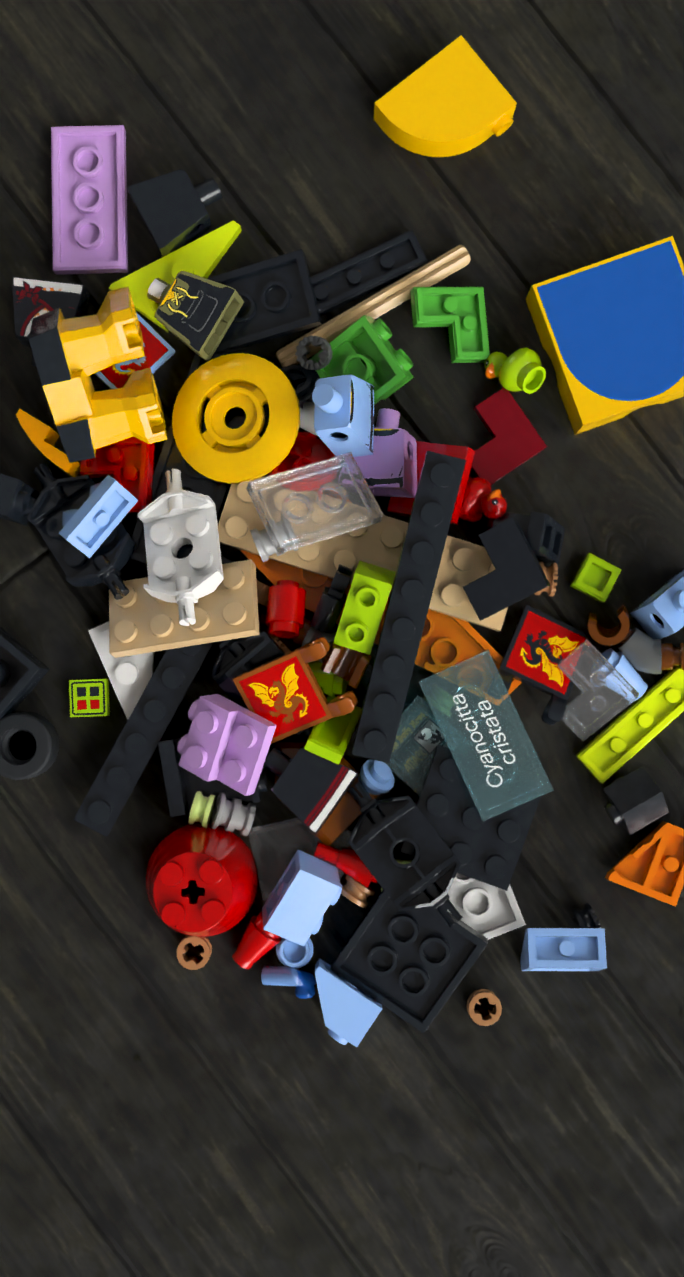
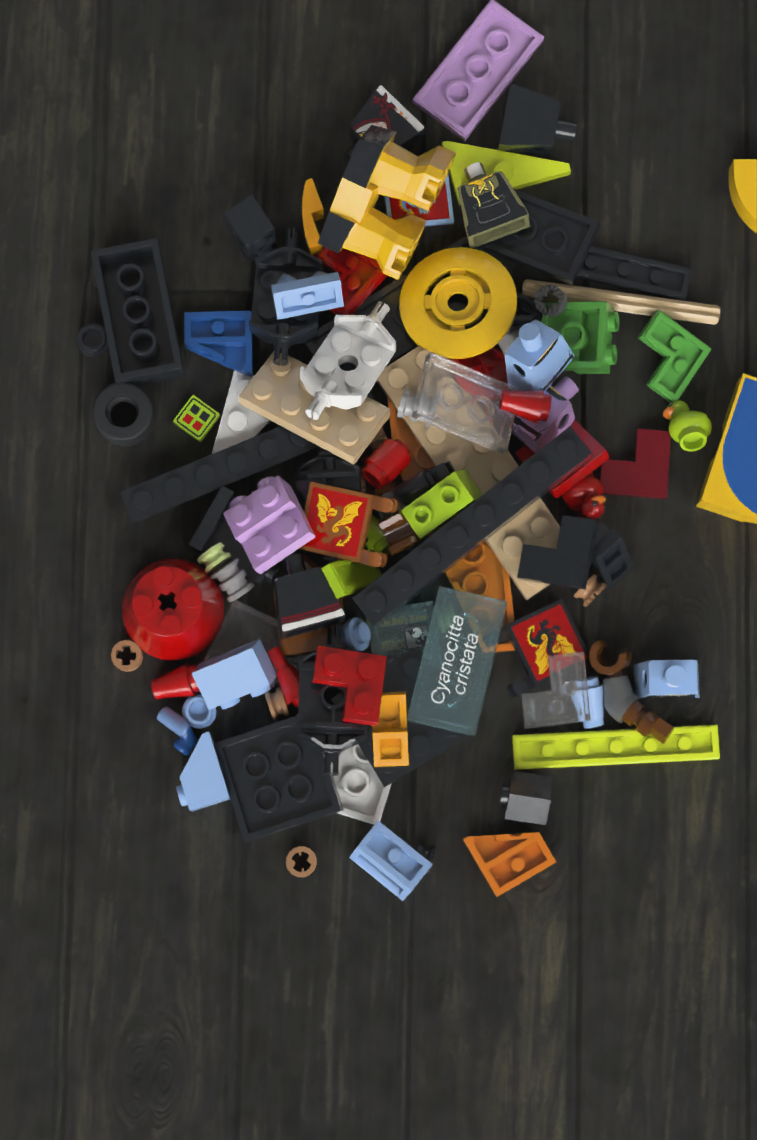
camera: 35 degrees right, 5 degrees down
(54, 611) = (221, 338): none -> blue wing
(369, 461) = (527, 404): none -> red cone
(412, 816) = (360, 675): none -> red plate
(474, 840) = (391, 733): none -> light orange slope
(595, 577) = (628, 619): lime tile -> none

